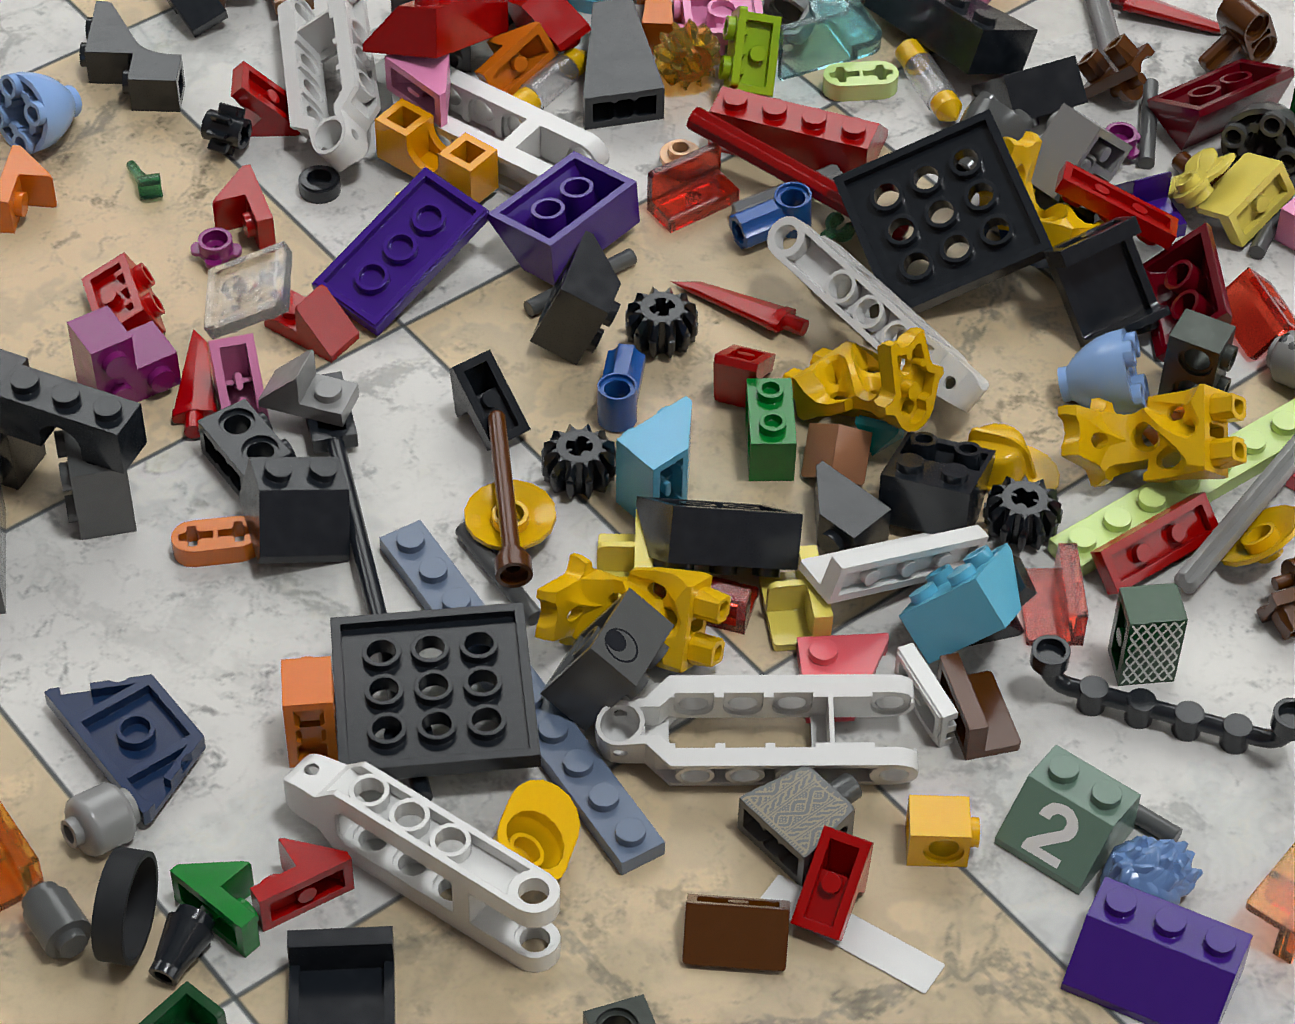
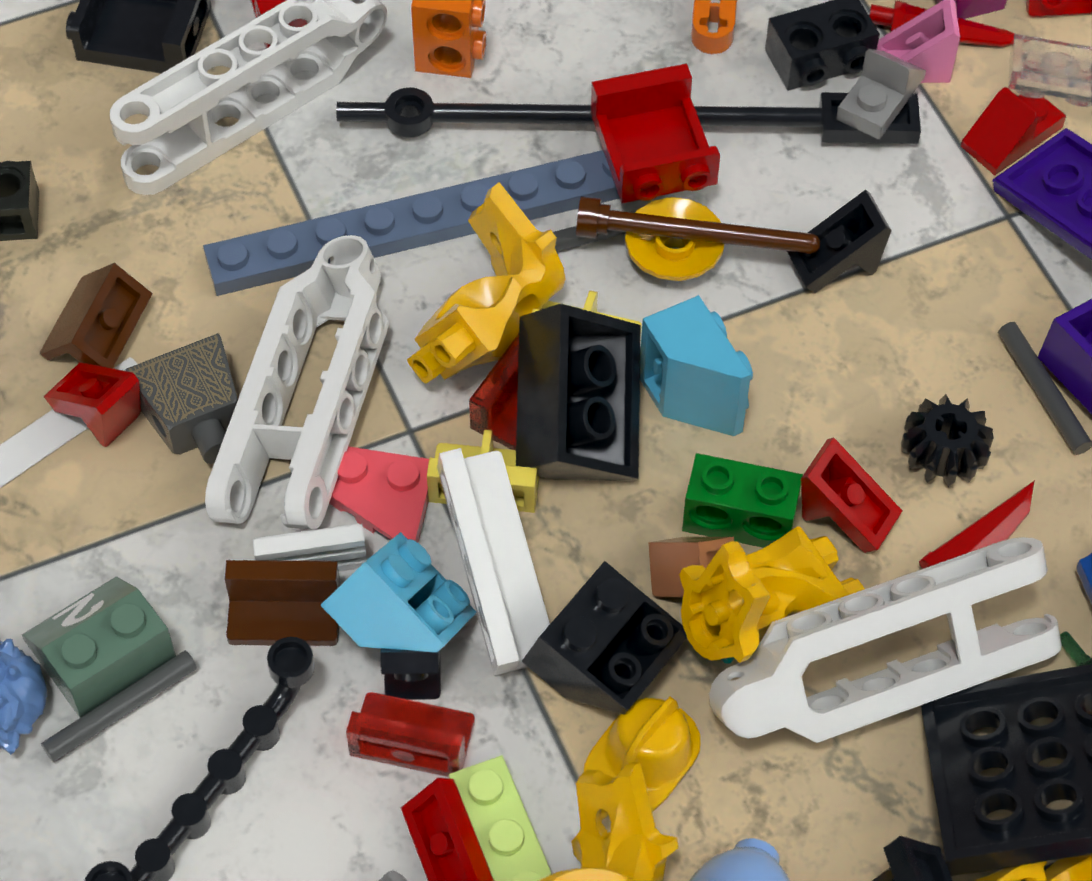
camera: 105 degrees right, 10 degrees up
(297, 509) = (723, 52): black slope -> none
(414, 533) = (653, 134): none -> red panel
(456, 670) = (419, 97): black piece -> none
(540, 825) = (243, 170): yellow piece -> none
(579, 303) = (968, 337): black slope -> none
(579, 461) = (747, 310): black gear -> none
(609, 659) = (414, 248): dark grey brick -> none
(620, 388) = (847, 376): blue piece -> none
(846, 513) = (584, 535): slope -> none
(940, 831) = (131, 514): yellow brick -> none
(1022, 512) = (523, 731): black gear -> none
(1147, 634) = (295, 783): panel -> none

